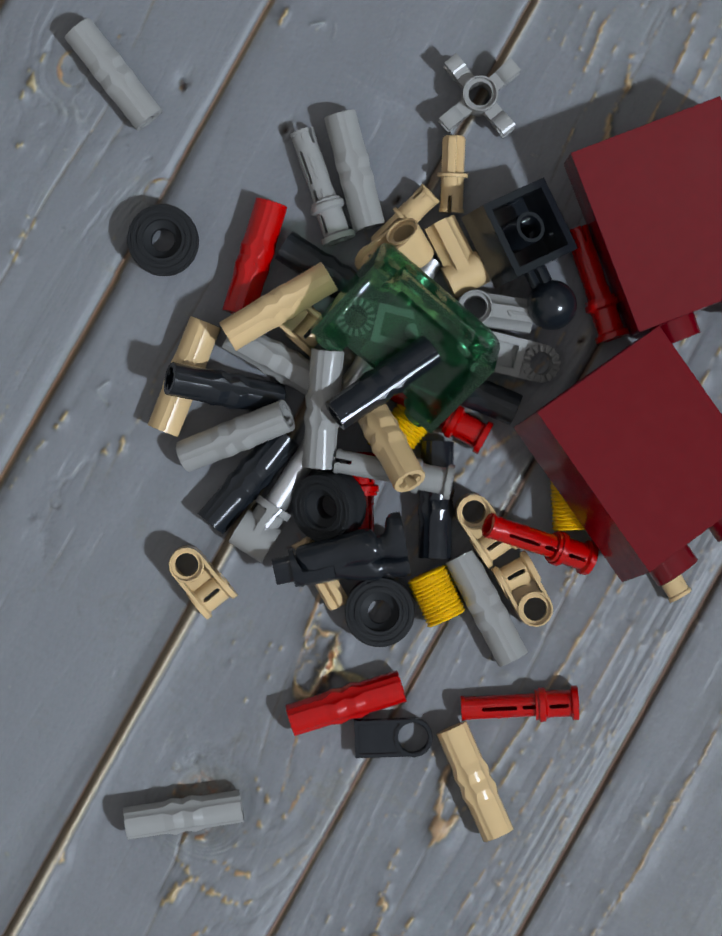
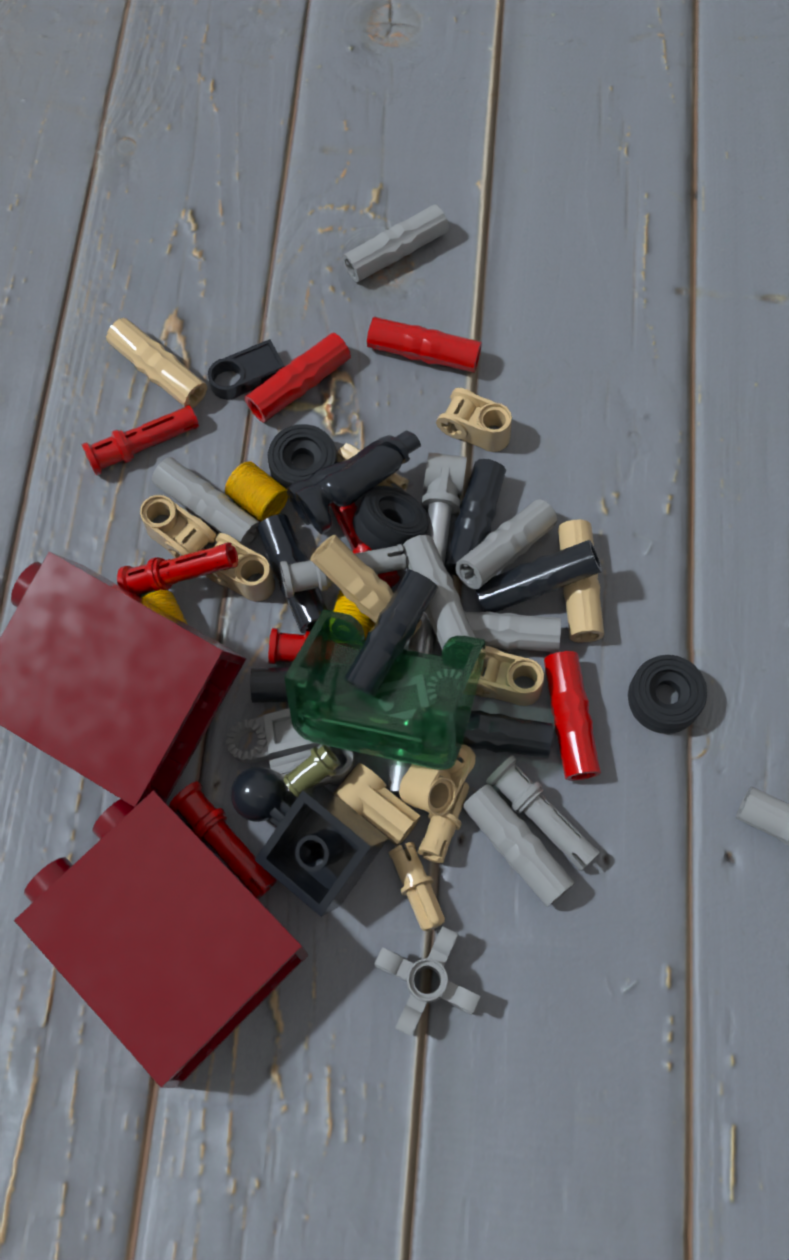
camera: 160 degrees right, 20 degrees down
(210, 684) = (424, 344): none -> red axle
(278, 306) = (527, 665): tan axle -> none
(490, 301) = (312, 770): none -> olive pin

